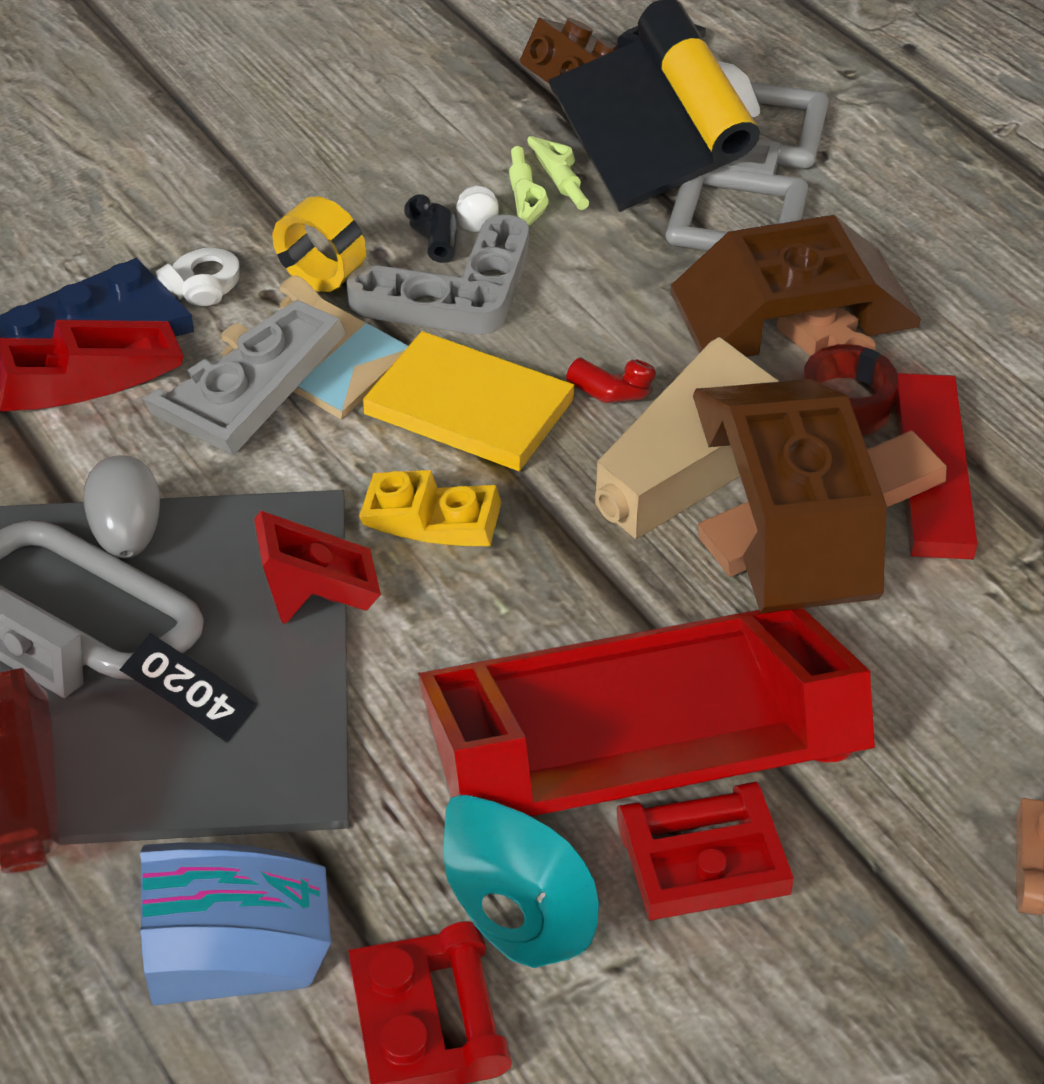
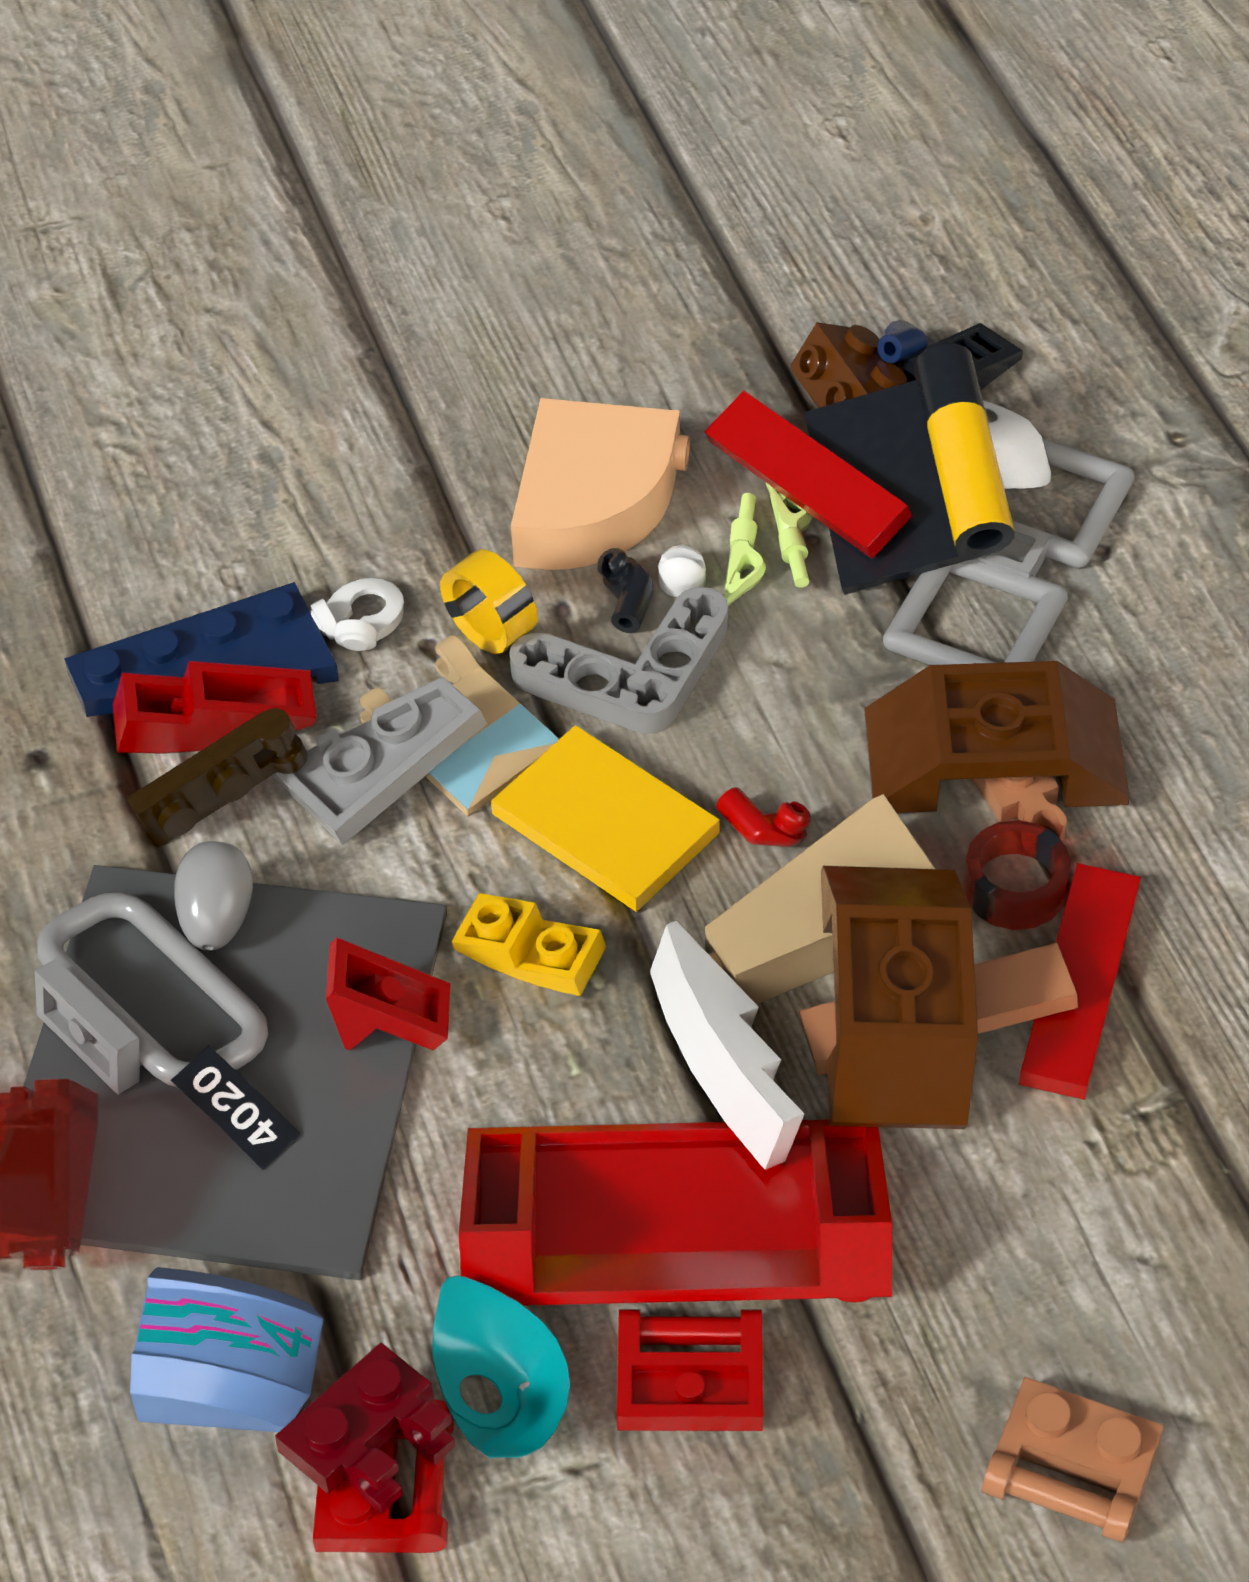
camera: 15 degrees right, 5 degrees up
(103, 409) = (219, 775): none -> dark brown plate
(385, 149) = (594, 481): none -> light nougat brick
(386, 956) = (356, 1416): none -> dark red plate
(567, 121) = (808, 474): none -> red tile
(610, 26) = (901, 341): none -> dark blue arm
(643, 562) = (727, 1057): none -> white slope

